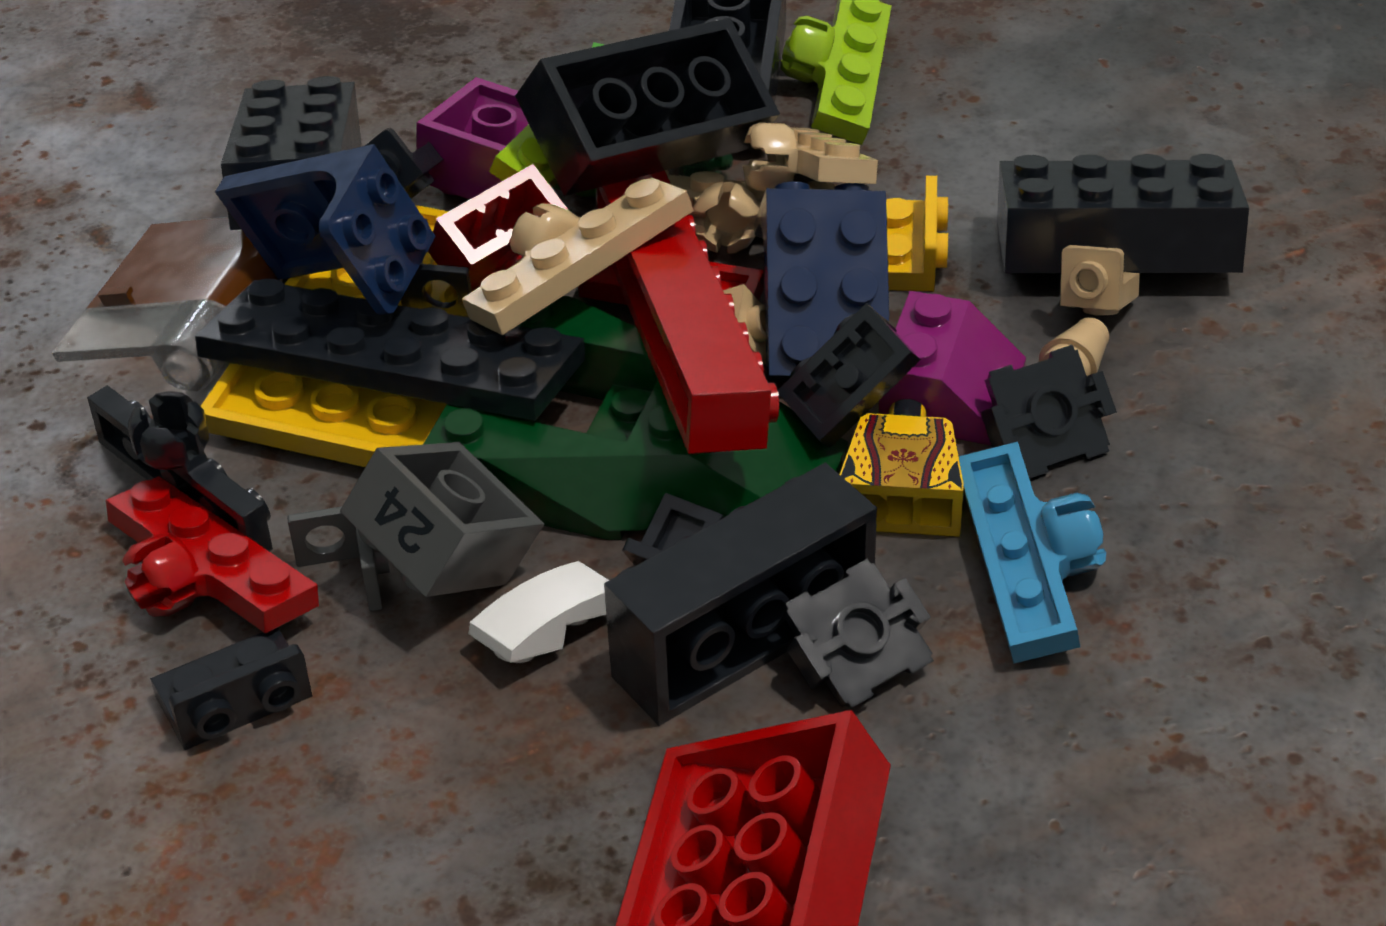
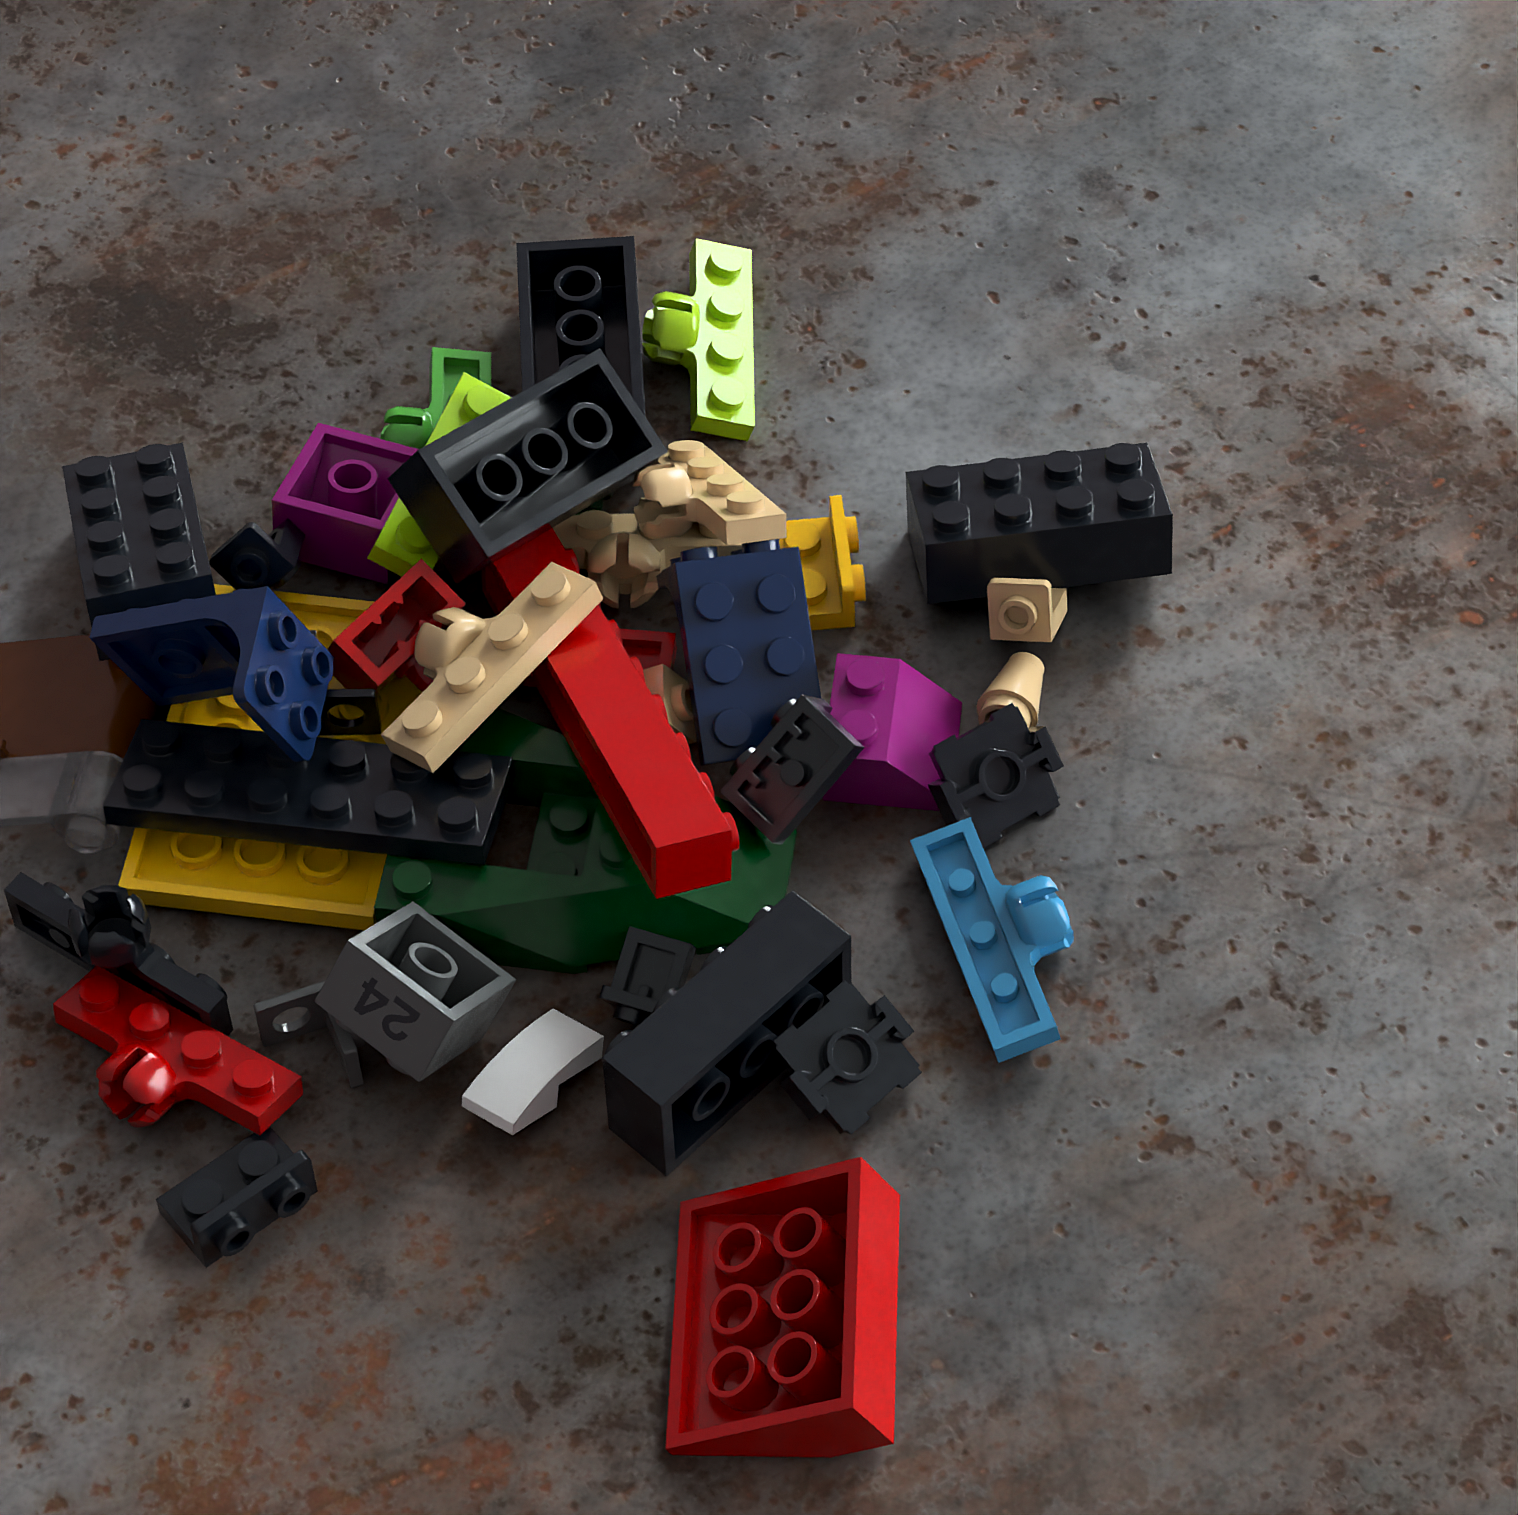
camera: 10 degrees left, 10 degrees up
(908, 470) = (863, 862): torso -> none

